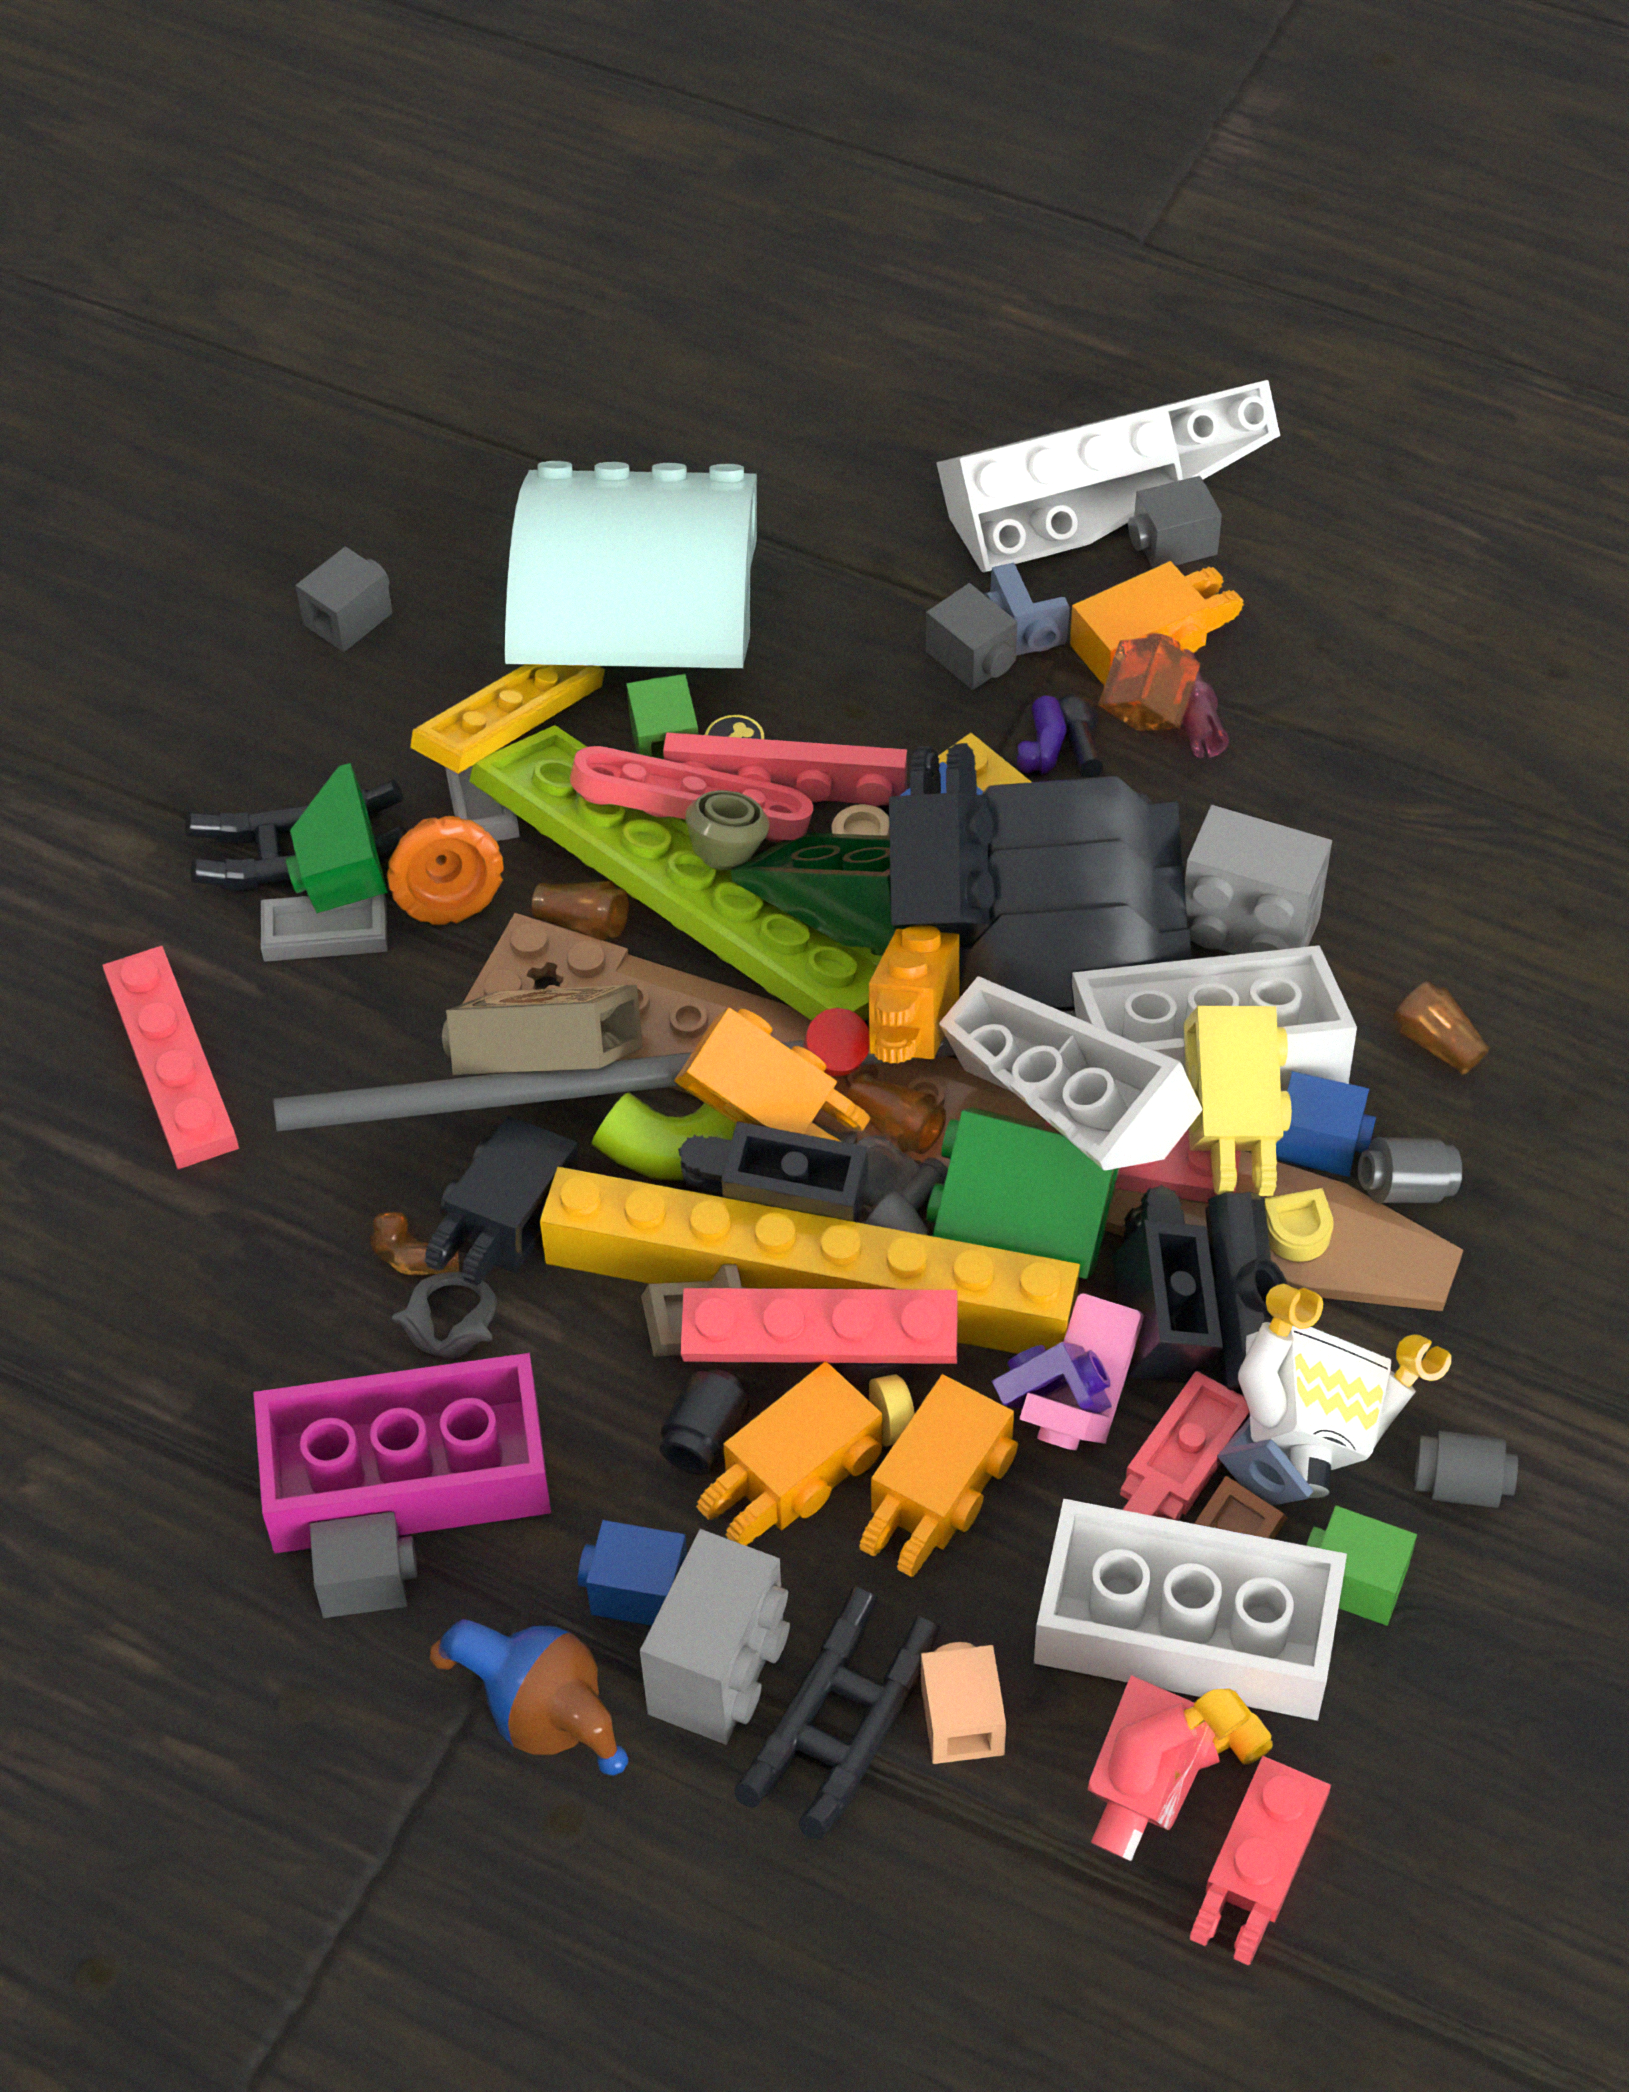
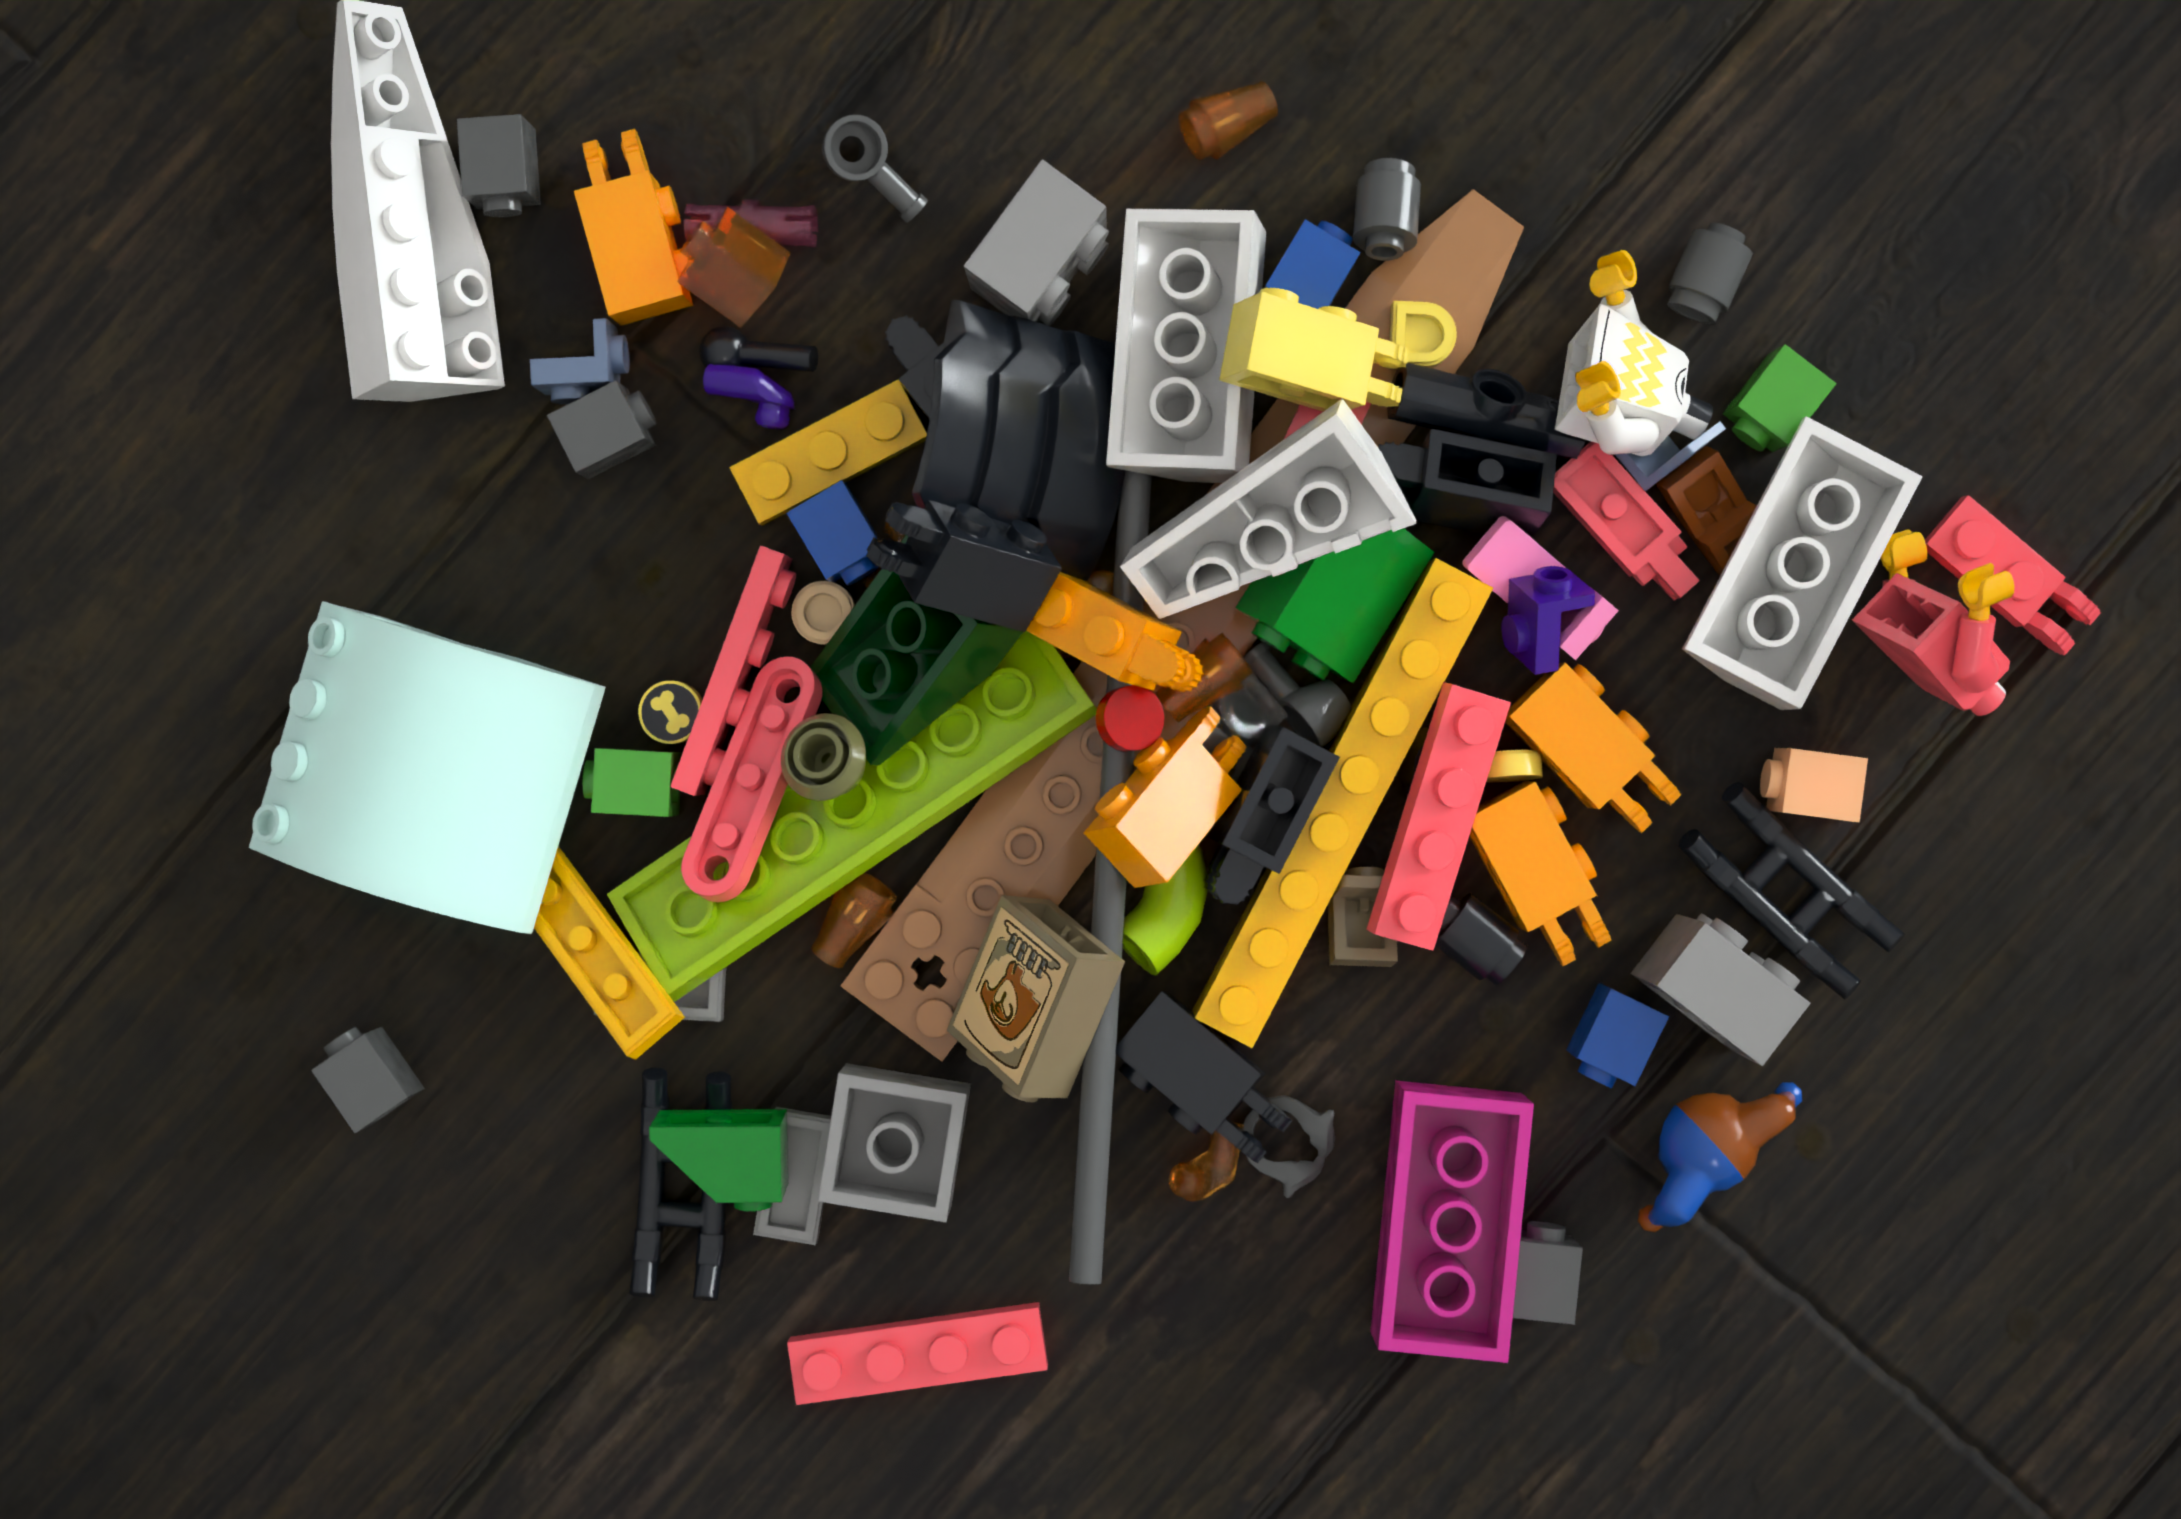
camera: 75 degrees left, 35 degrees up
(375, 972) = (894, 1142): none -> light grey brick
(445, 870) = (776, 1049): orange hair -> none
(1283, 737) = (870, 162): none -> dark grey bar

